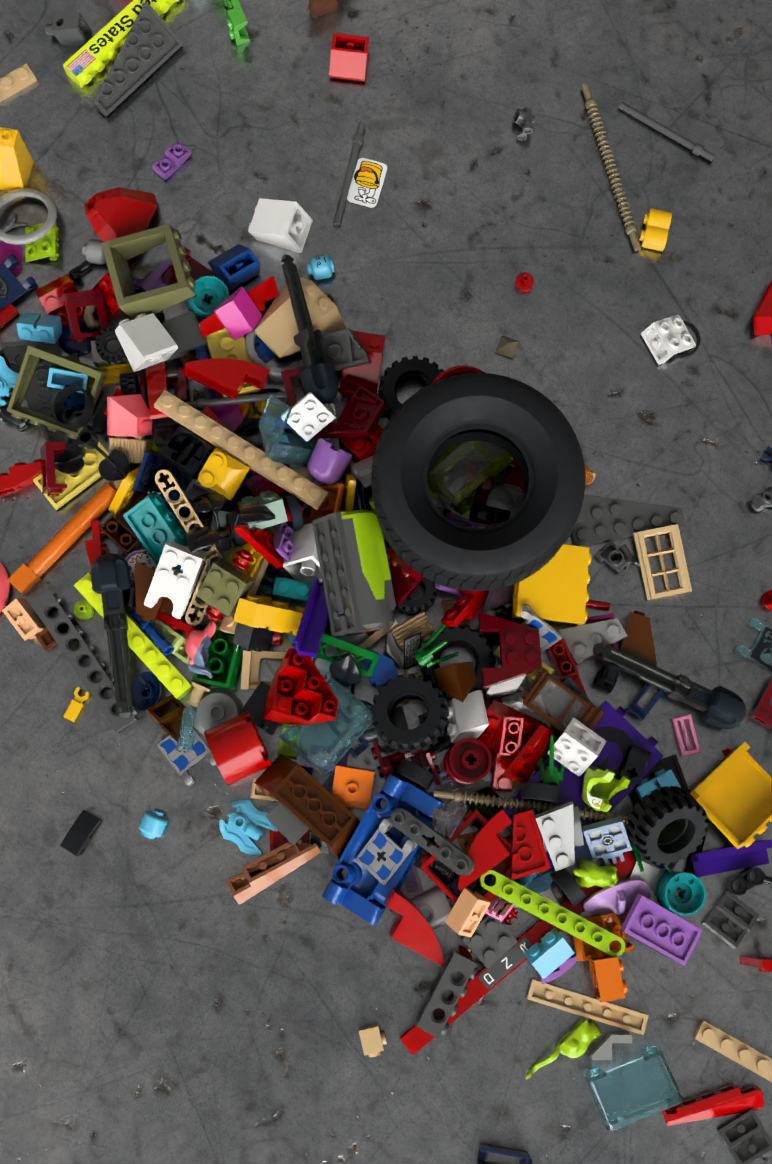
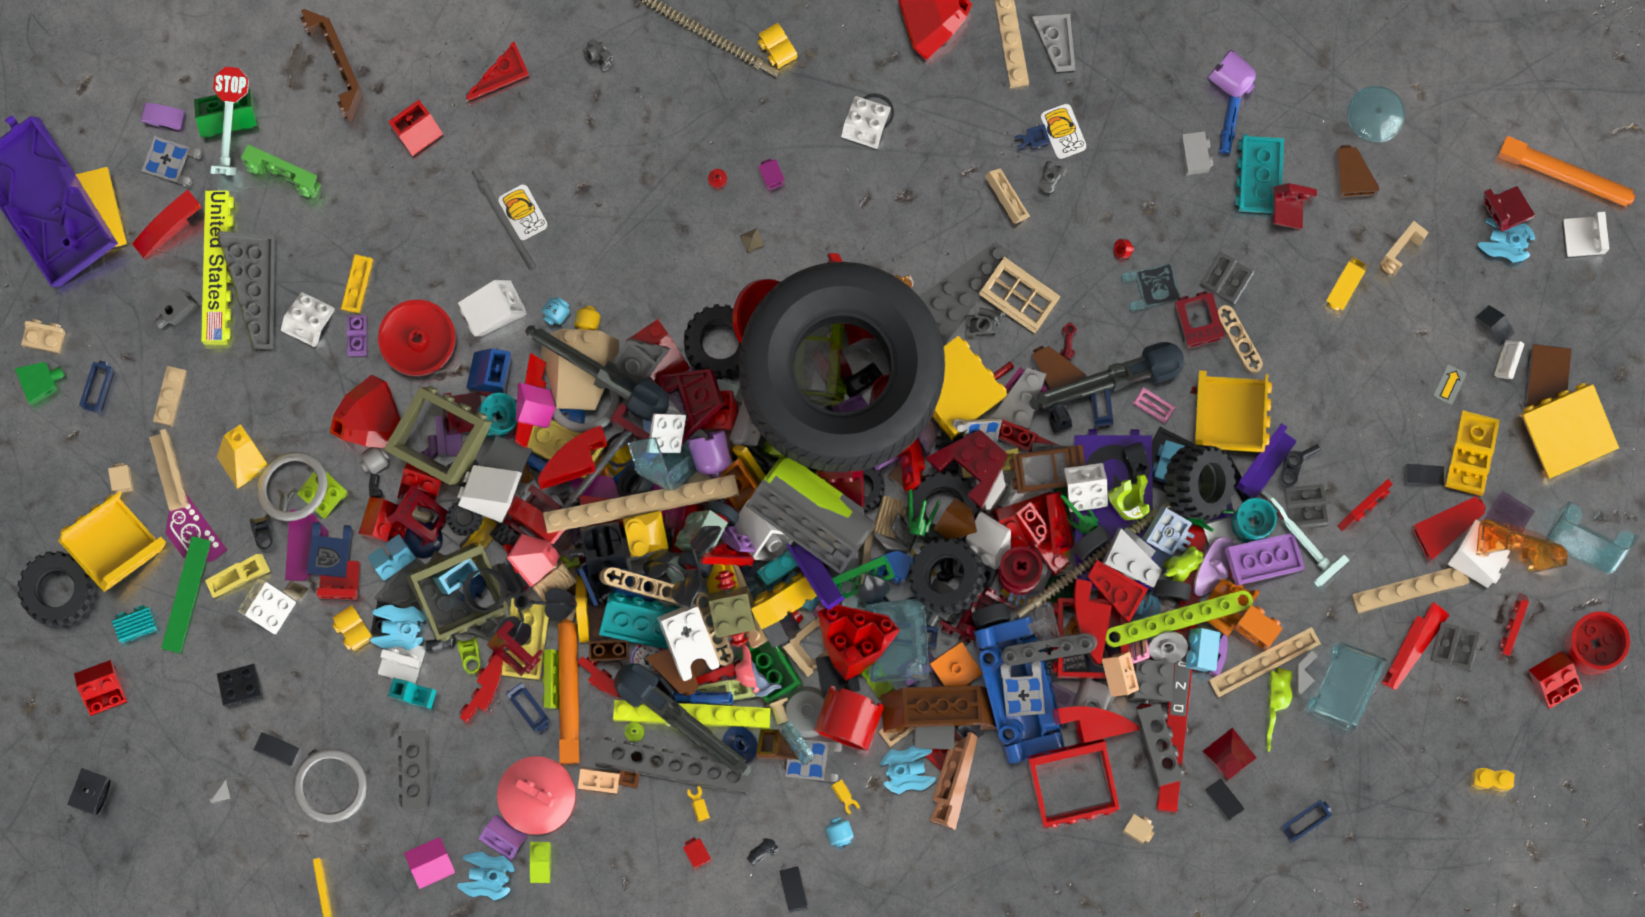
camera: 45 degrees left, 0 degrees up
(27, 443) = (469, 652): none -> lime piece
(27, 521) = (528, 708): none -> dark blue window
(38, 738) = (696, 852): none -> red brick
(62, 516) = (550, 679): none -> lime plate
(86, 782) = (762, 850): none -> black arm
(148, 116) = (306, 319): none -> white bracket
(183, 801) = (844, 795): none -> yellow bar
(206, 126) = (357, 284): none -> yellow tile
(207, 196) = (416, 337): none -> red dish
(334, 981) = (1067, 752): none -> red window
(337, 292) = (587, 318): none -> yellow head
(416, 710) = (947, 571): none -> black arm
(448, 77) = (505, 71): none -> red wing
(457, 1081) = (1224, 799): none -> black slope
(493, 1050) = (1229, 754): none -> dark red slope
(524, 926) = (1168, 647): none -> light grey dish
(565, 312) = (771, 174): none -> magenta brick
(674, 621) = (1069, 330): none -> dark red bar
(703, 984) = (1329, 568): none -> light aqua piece
(721, 483) = (1007, 196): none -> tan plate

